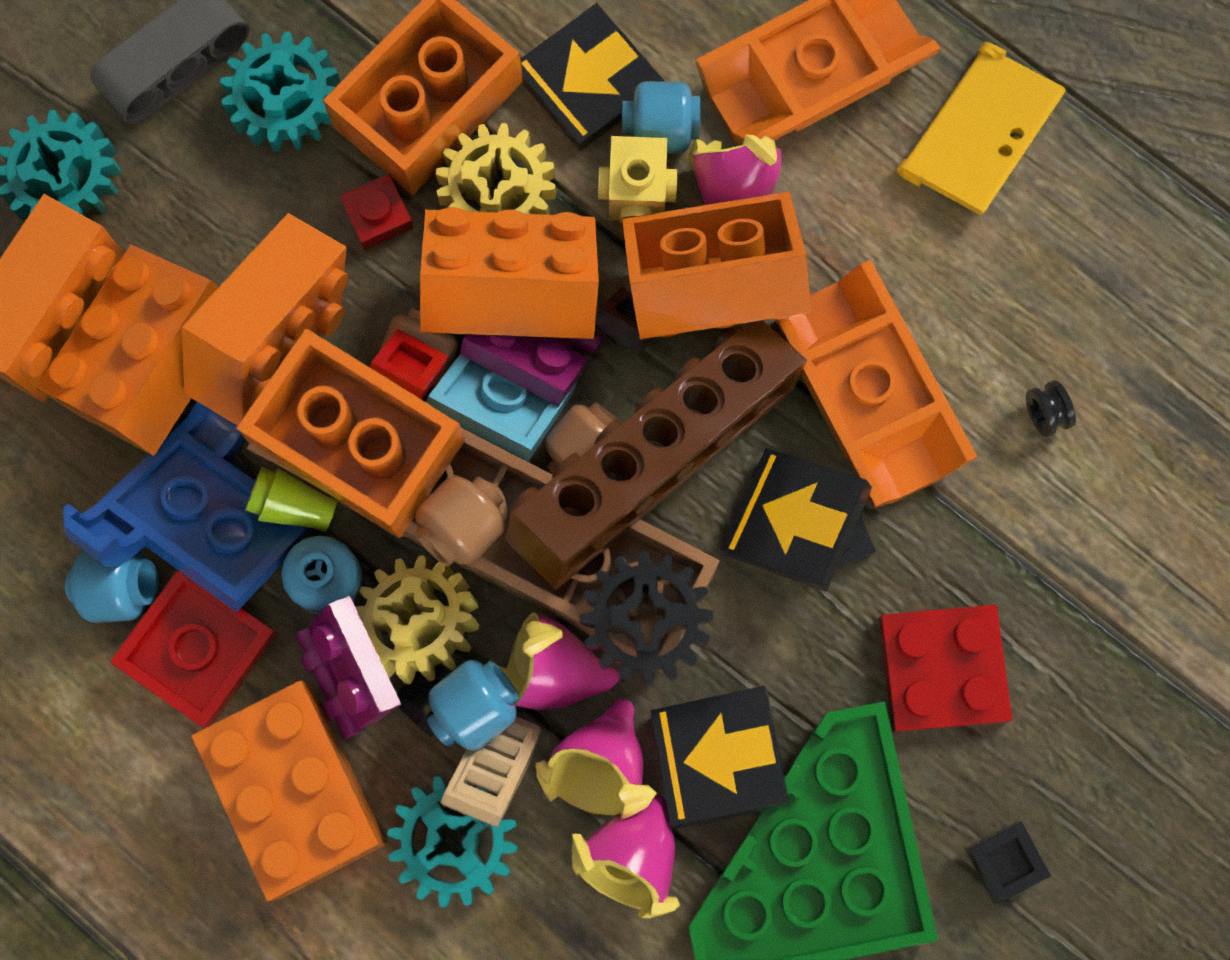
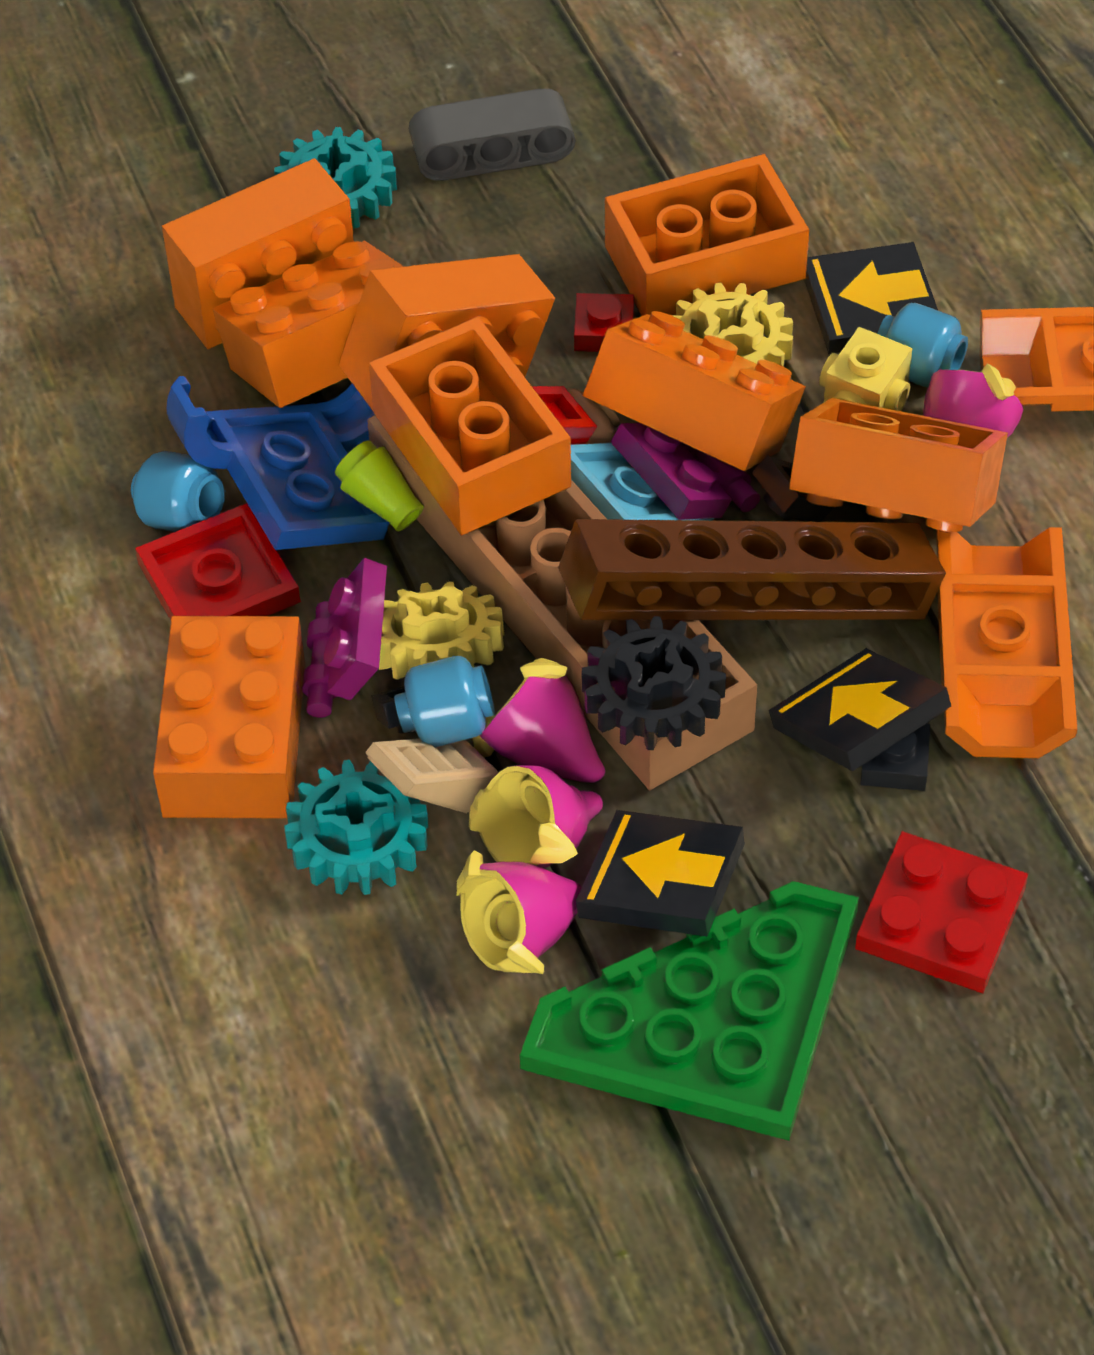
camera: 30 degrees right, 25 degrees down
(273, 84) = (571, 193): teal gear -> none
(307, 561) = (376, 540): dark azure head -> none
(459, 520) = (524, 532): medium nougat head -> none
(1007, 862) = (907, 1100): black plate -> none

